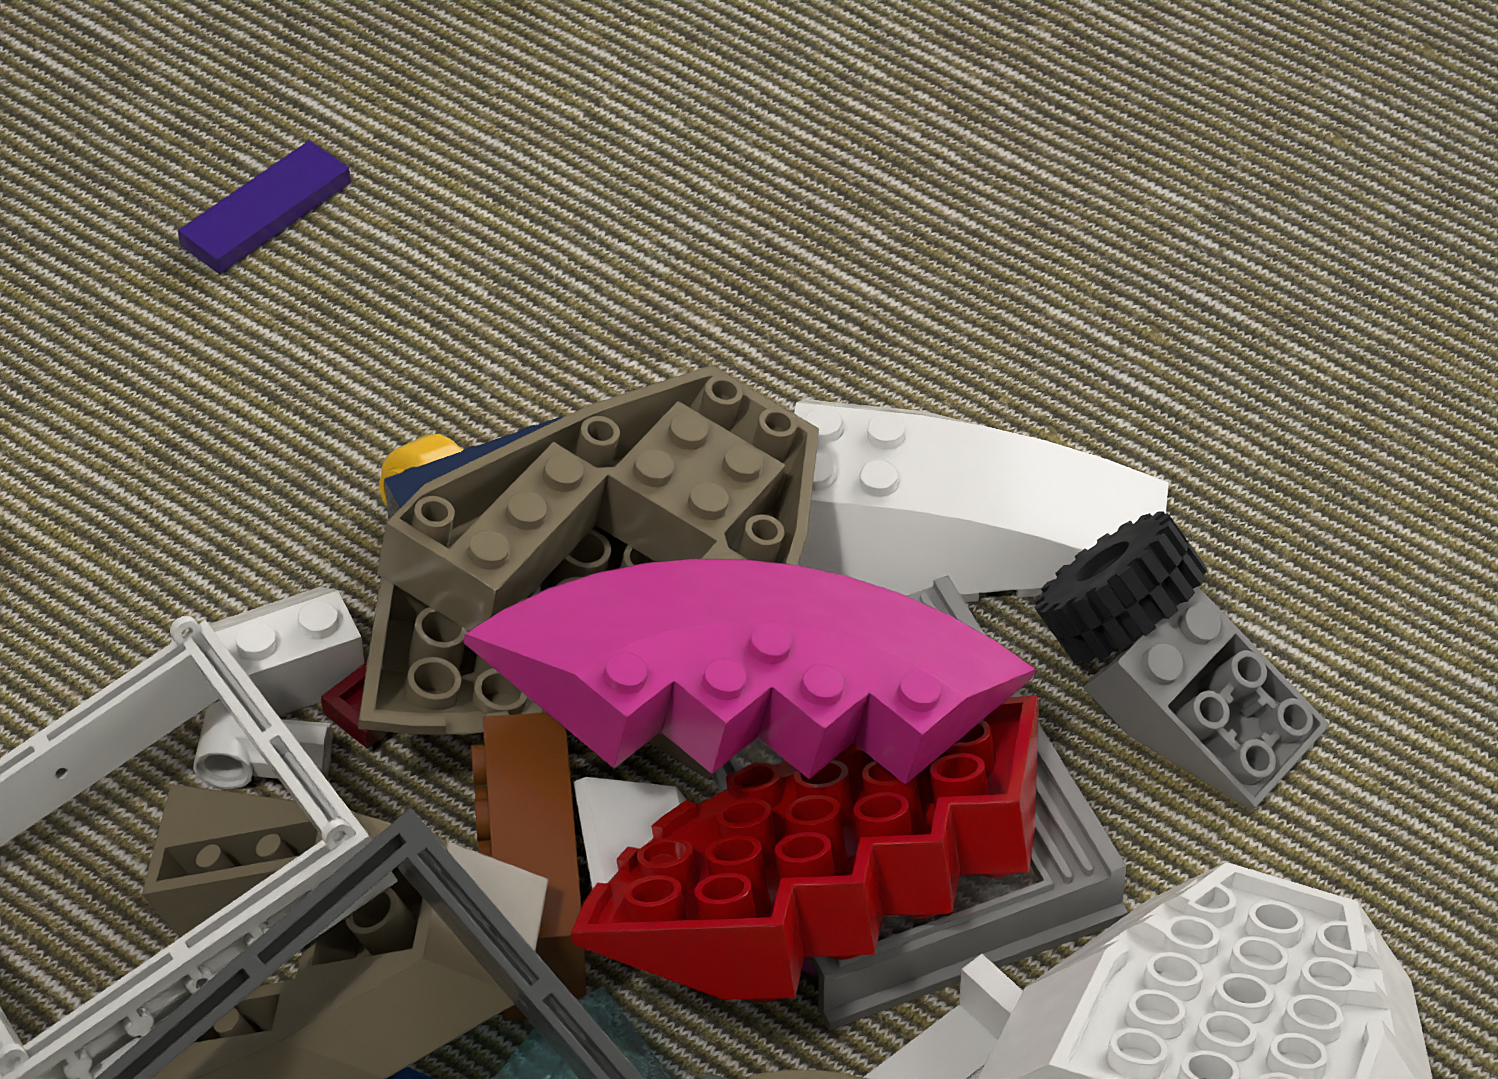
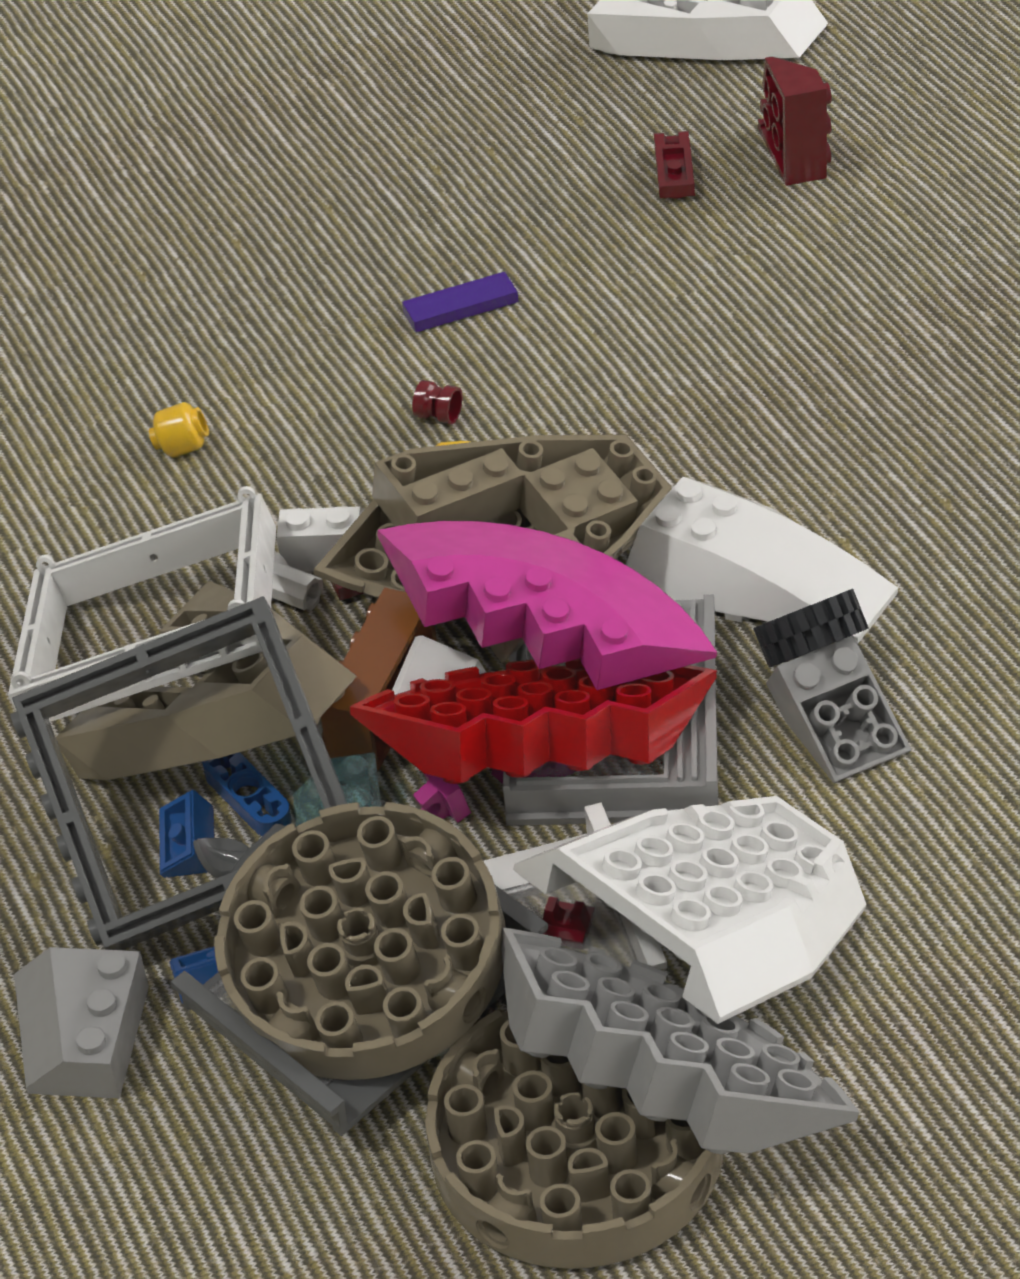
camera: 30 degrees right, 5 degrees down
(321, 386) = (437, 402): none -> dark red wheel
(722, 1024) = (442, 799): none -> dark pink tile

